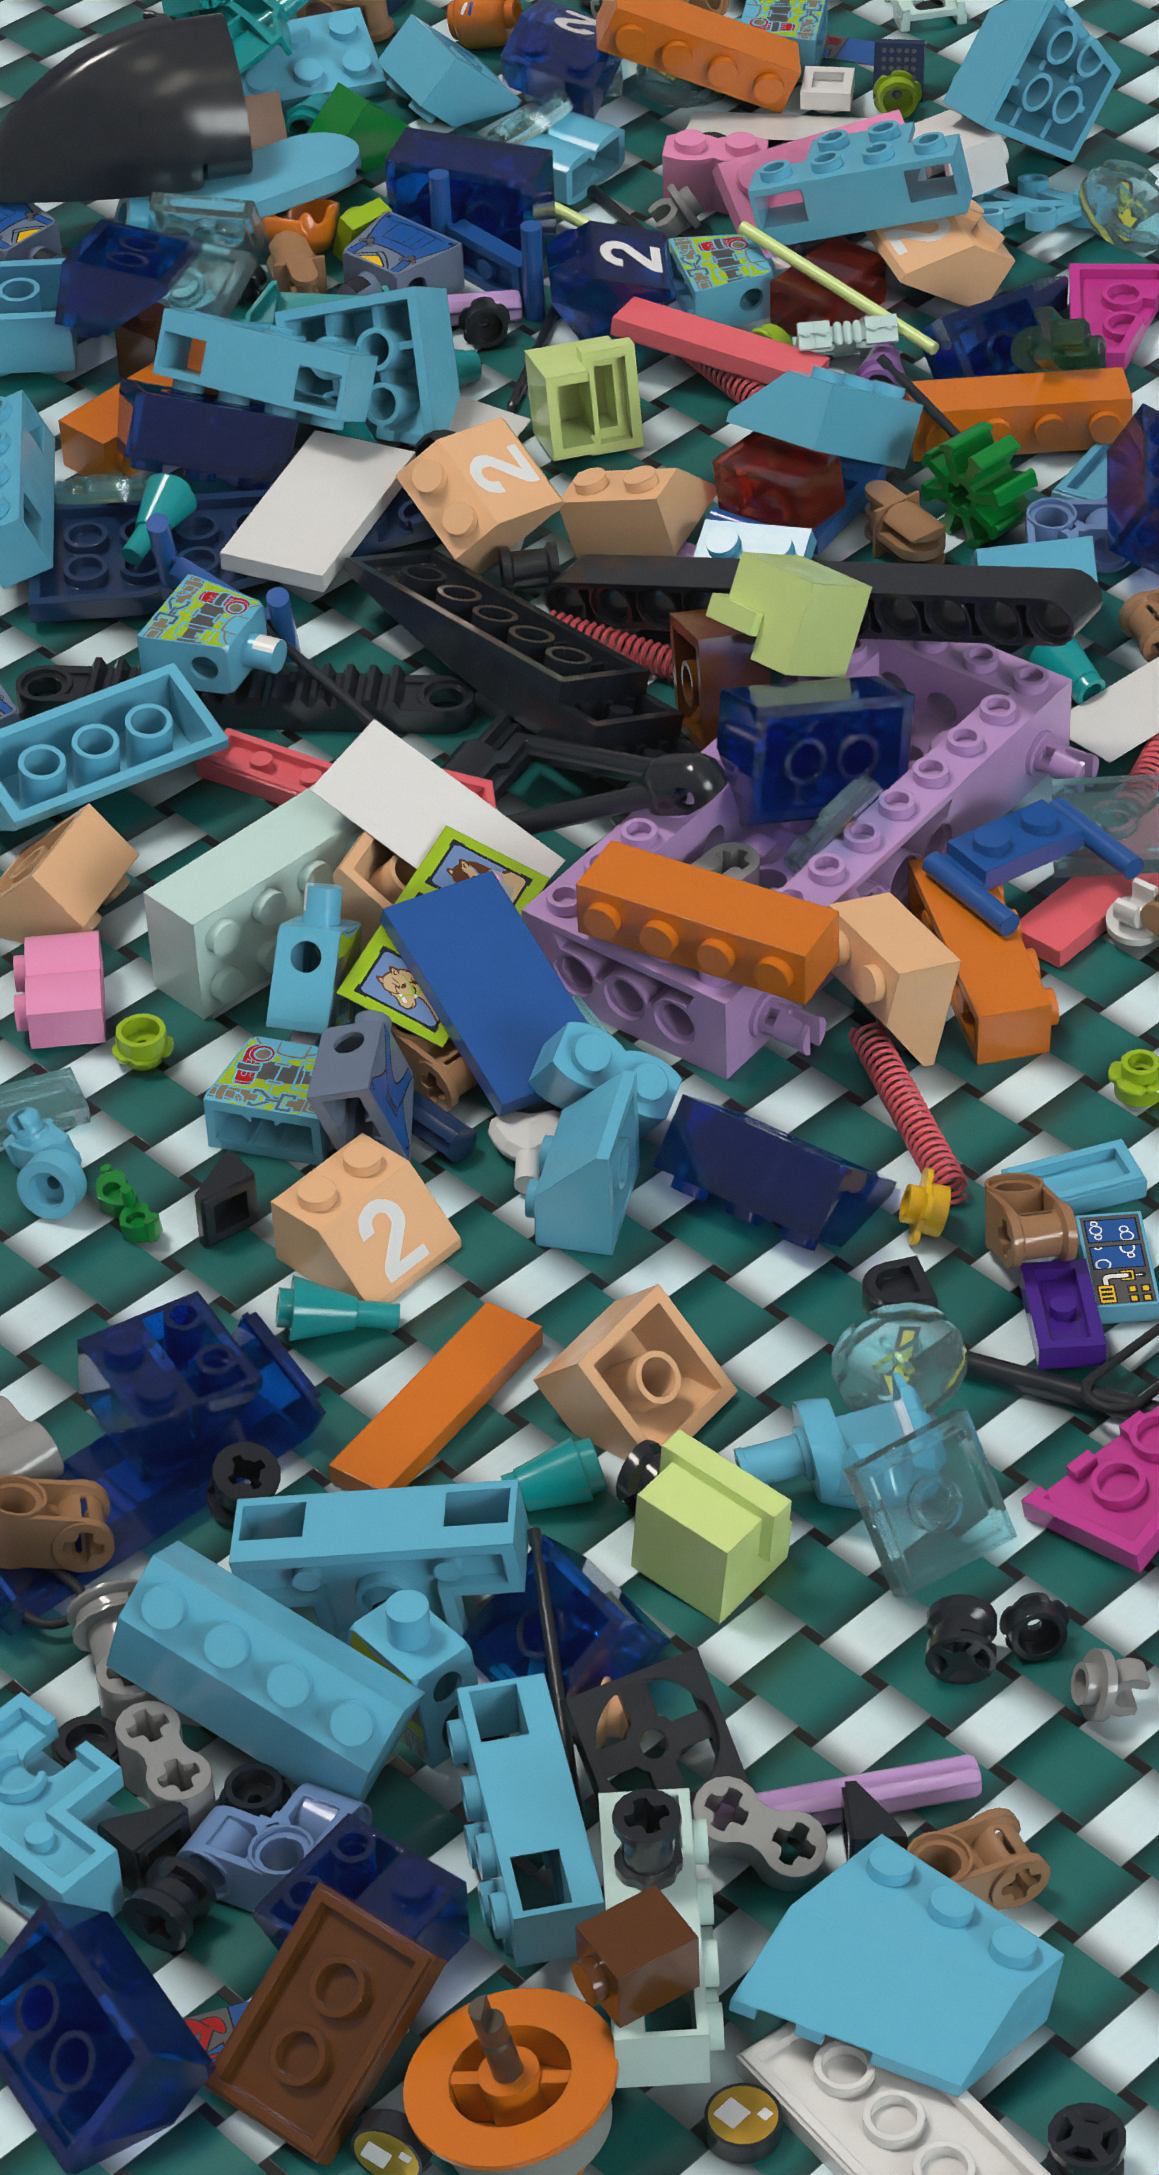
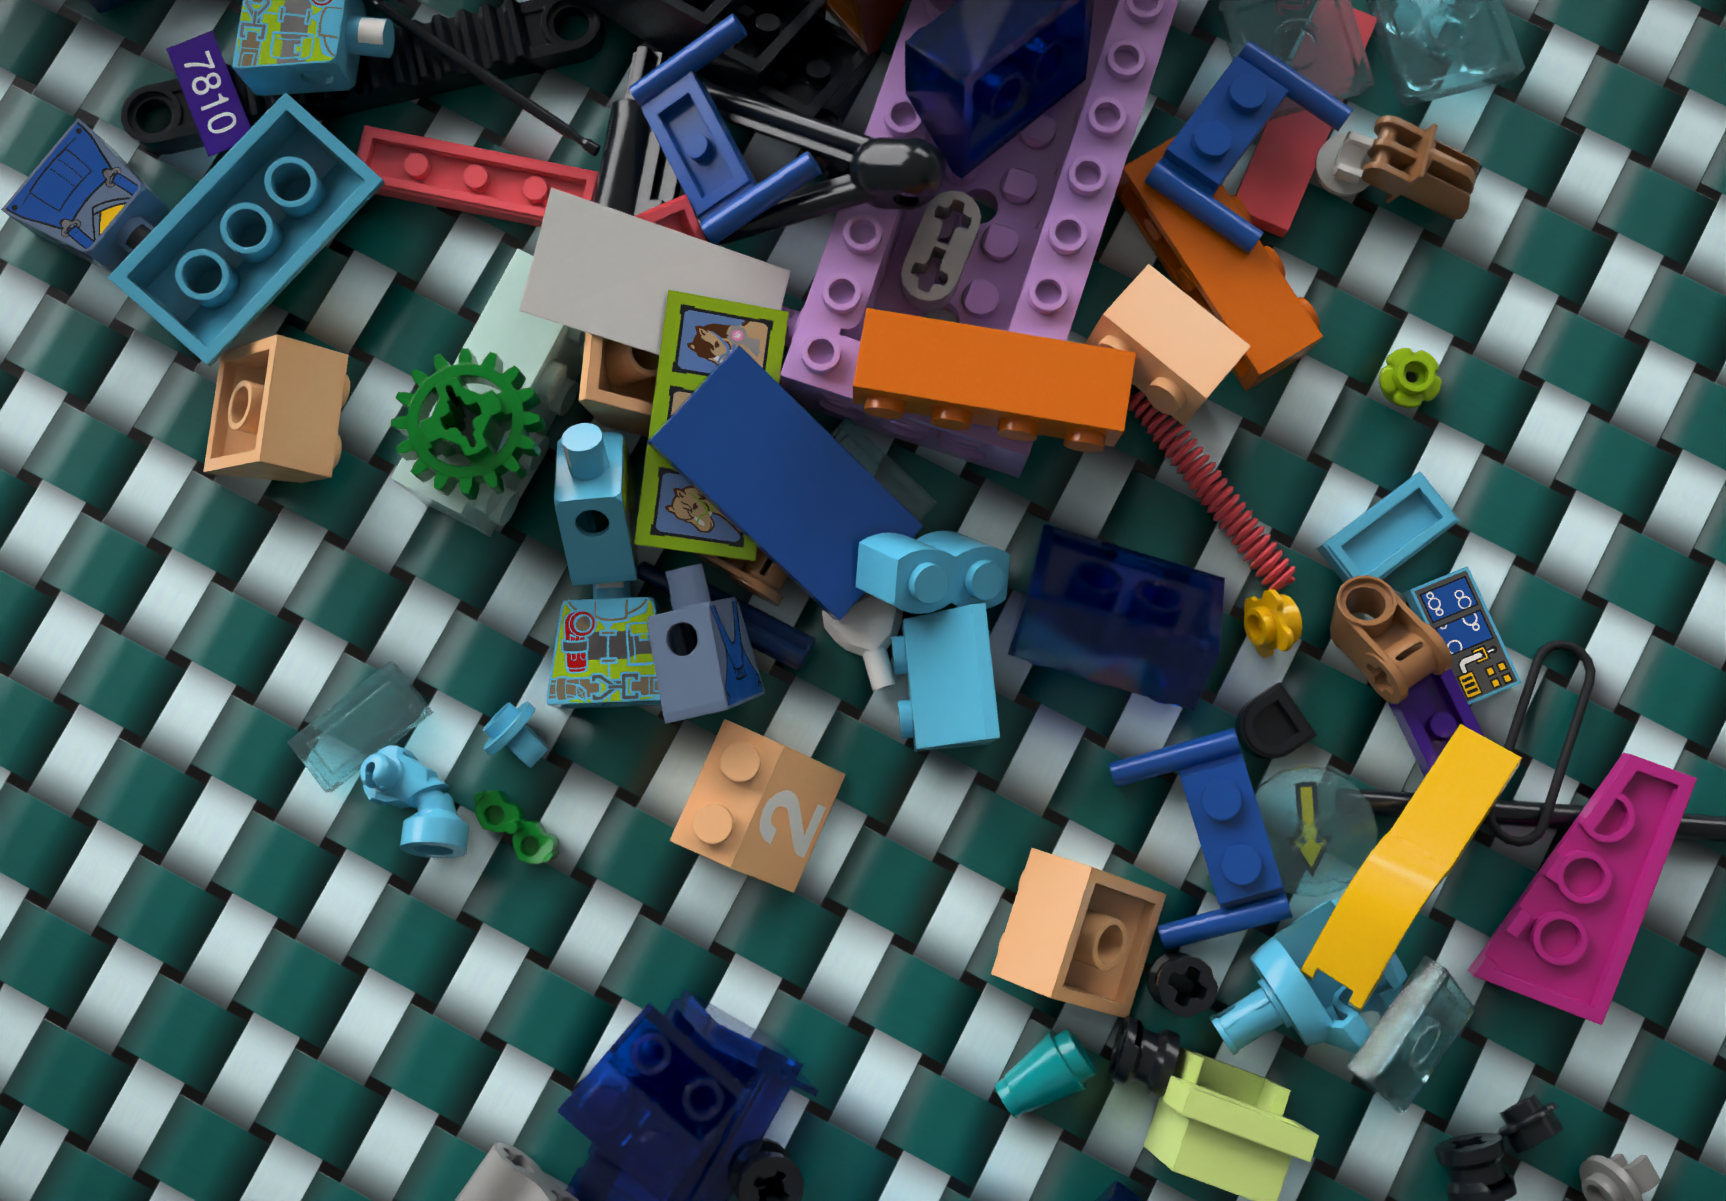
camera: 20 degrees left, 40 degrees up
(61, 990) = (340, 559): bright pink brick -> none
(102, 663) = (209, 92): none -> dark purple sticker
(142, 1042) = (431, 599): lime plate -> none
(161, 1131) = (510, 729): none -> medium azure plate
(226, 1200) = (611, 807): black slope -> none
(230, 854) = (444, 429): none -> green gear
(319, 1310) = (751, 922): teal cone -> none
(437, 1401) = (899, 1000): orange tile -> none
(521, 756) = (701, 144): none -> blue plate
(720, 1423) = (1196, 970): none -> black bush
(813, 1340) = (1228, 833): none -> blue plate
(832, 820) = (1050, 160): clear light blue tile -> none
(1004, 1348) = (1410, 863): none -> yellow piece

